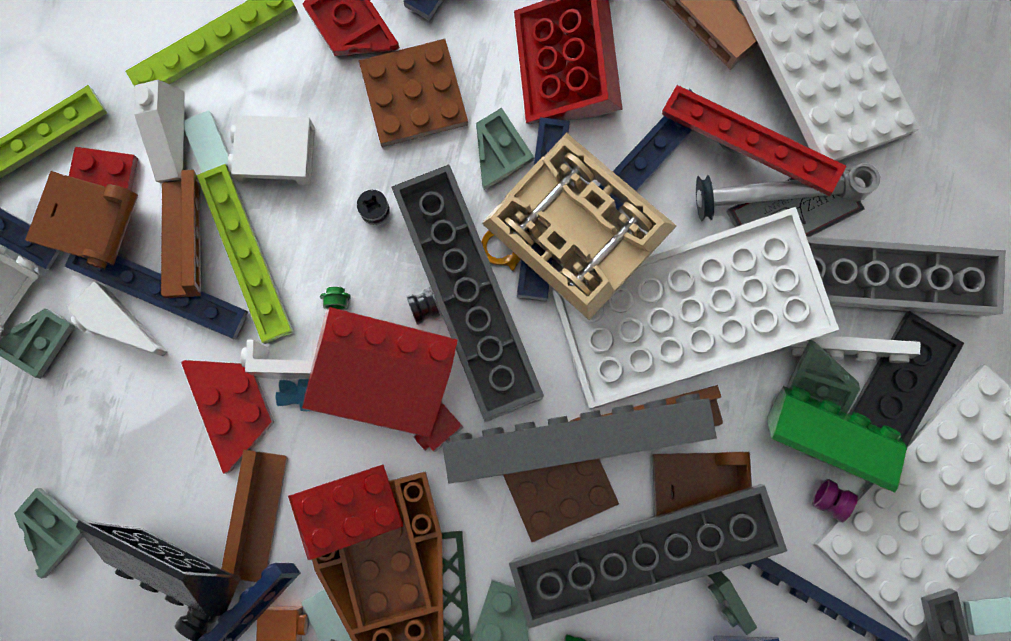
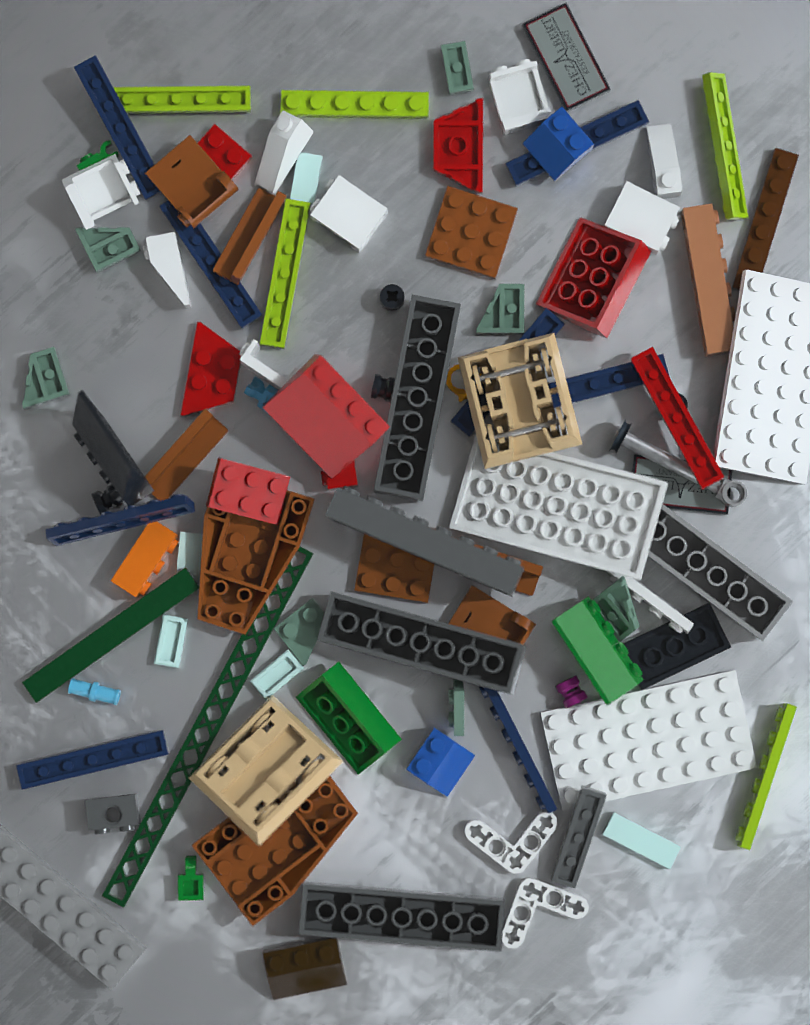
camera: 30 degrees right, 5 degrees up
(335, 298) = (326, 344): green plate -> none

